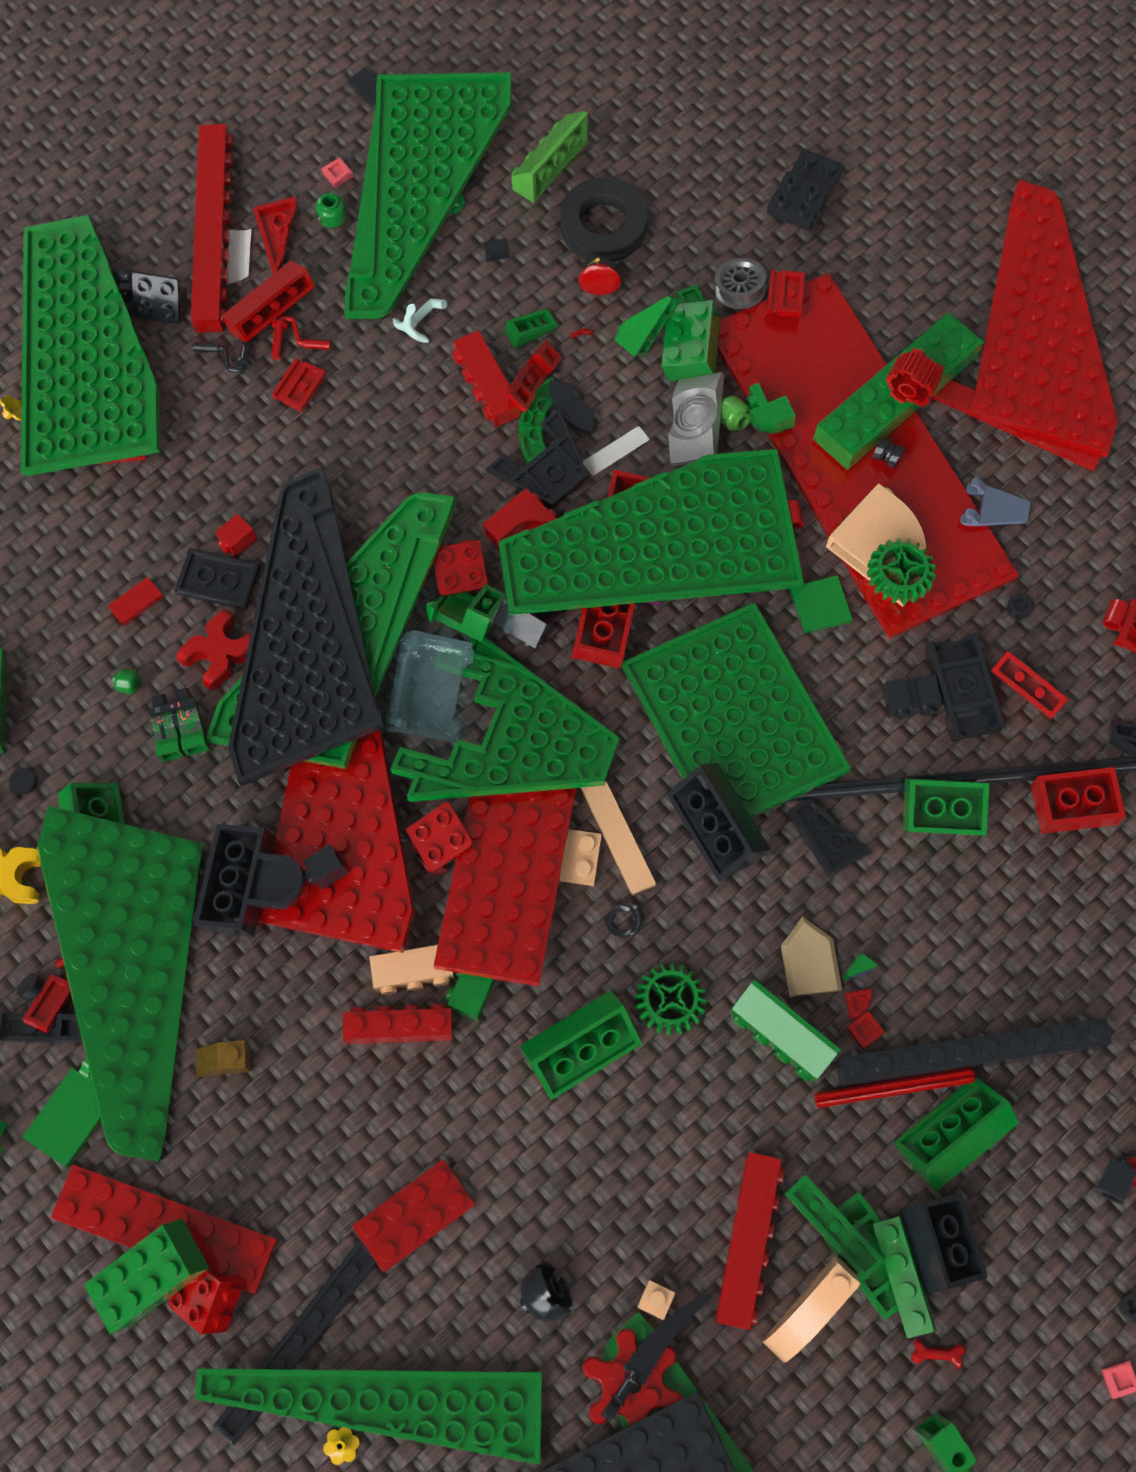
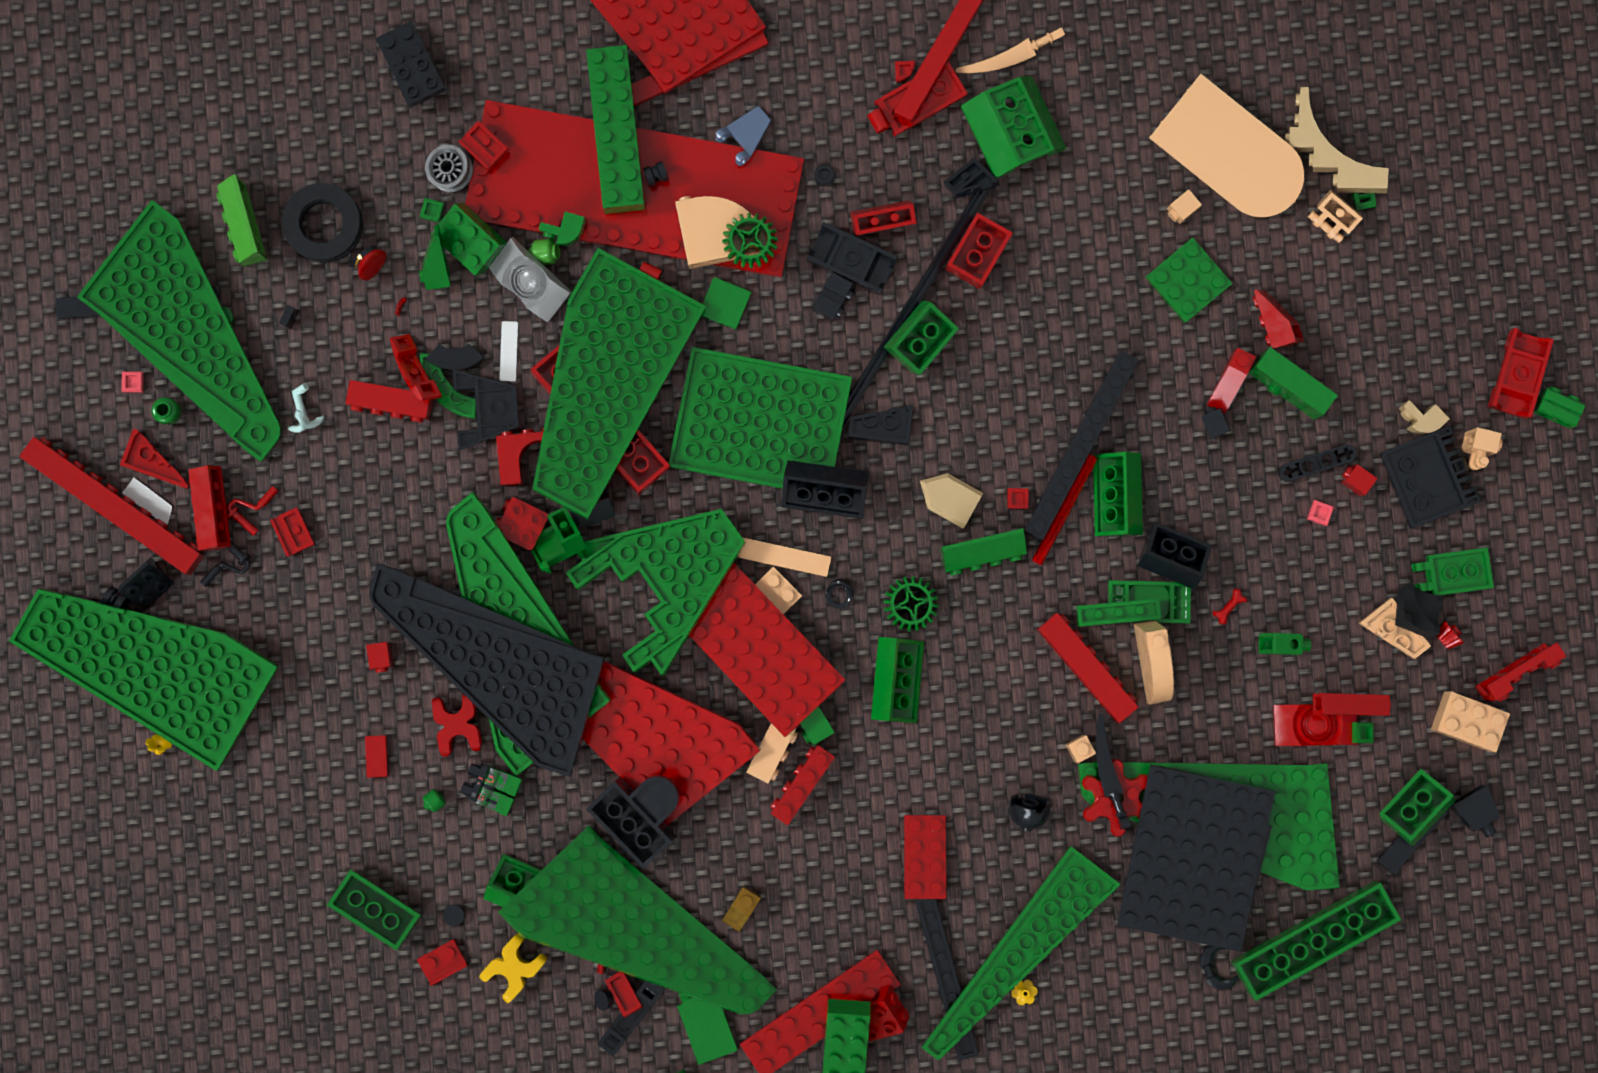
camera: 55 degrees left, 15 degrees up
(217, 579) = (401, 689): black tile -> none
(325, 867) = (669, 760): black brick -> none
(427, 686) = (592, 607): clear light blue windscreen -> none
(439, 838) = (702, 673): red bracket -> none
(519, 336) = (374, 347): green slope -> none
(857, 1002) = (997, 489): red tile -> none
(860, 966) = (977, 472): green slope -> none
(904, 1277) = (1175, 593): green plate -> none
(914, 378) = (624, 120): red brick -> none

